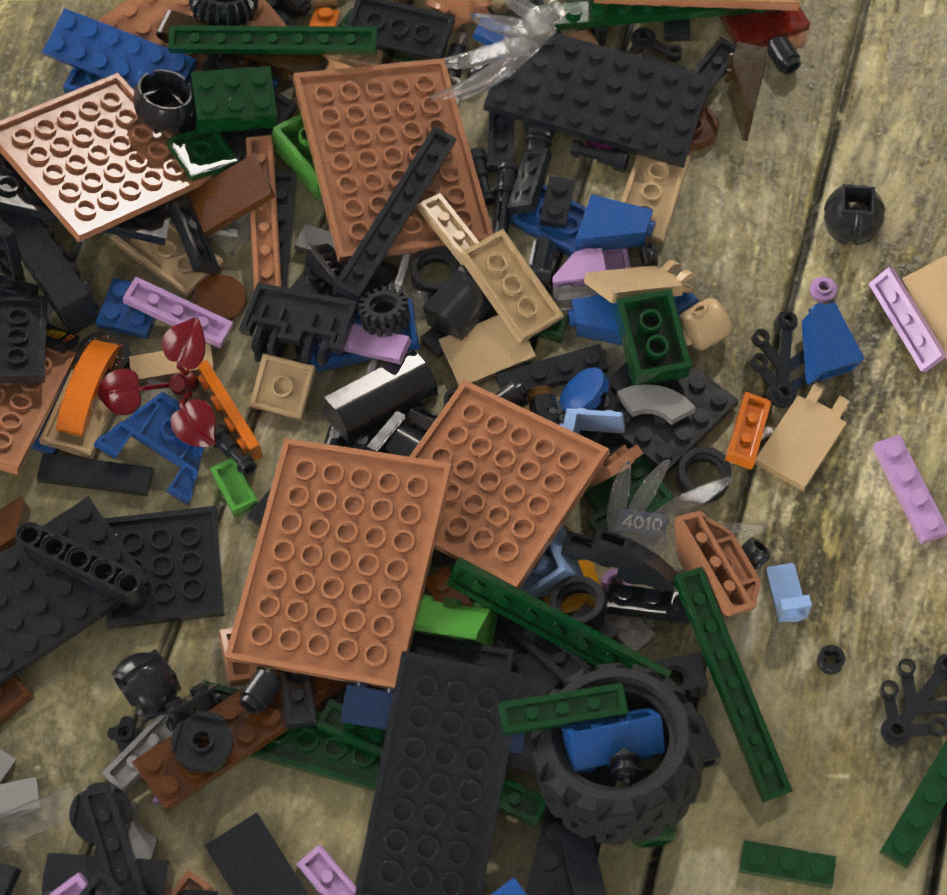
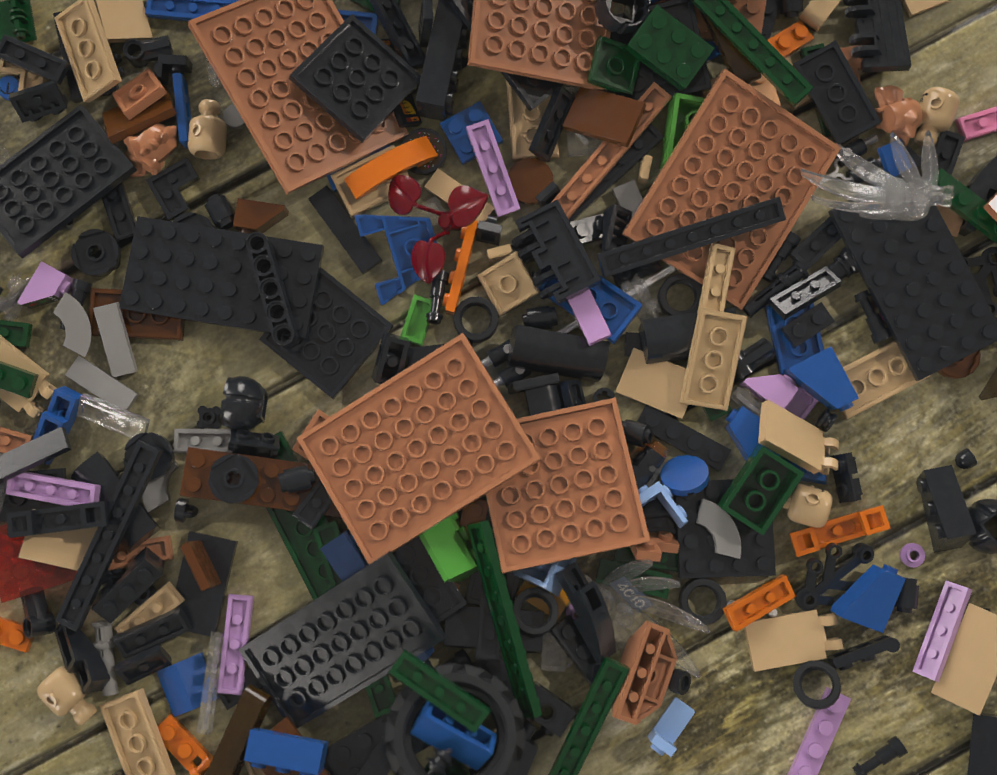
camera: 45 degrees right, 20 degrees up
(180, 832) = (182, 508): none -> black tile
(225, 363) = (489, 231): none -> black tile
(240, 527) = (390, 357): none -> black brick
(245, 291) = (548, 194): none -> black tile
(246, 848) = (200, 565): none -> reddish brown tile
(249, 371) = (498, 253): none -> tan tile
(274, 422) = (481, 302): none -> black tyre
(306, 208) = (644, 170): none -> tan tile
(336, 381) = (540, 317): none -> black brick
(386, 322) = (620, 291): black tyre -> none
(710, 283) = (847, 487): none -> black hinge
(750, 318) = (840, 530): none -> orange slope
(783, 186) = (965, 459): none -> black hinge
(809, 232) = (945, 509): none -> black wedge
(854, 318) = (908, 596): none -> black brick
(856, 427) = (821, 666): none -> black tyre
(869, 390) = (865, 652): none -> black plate

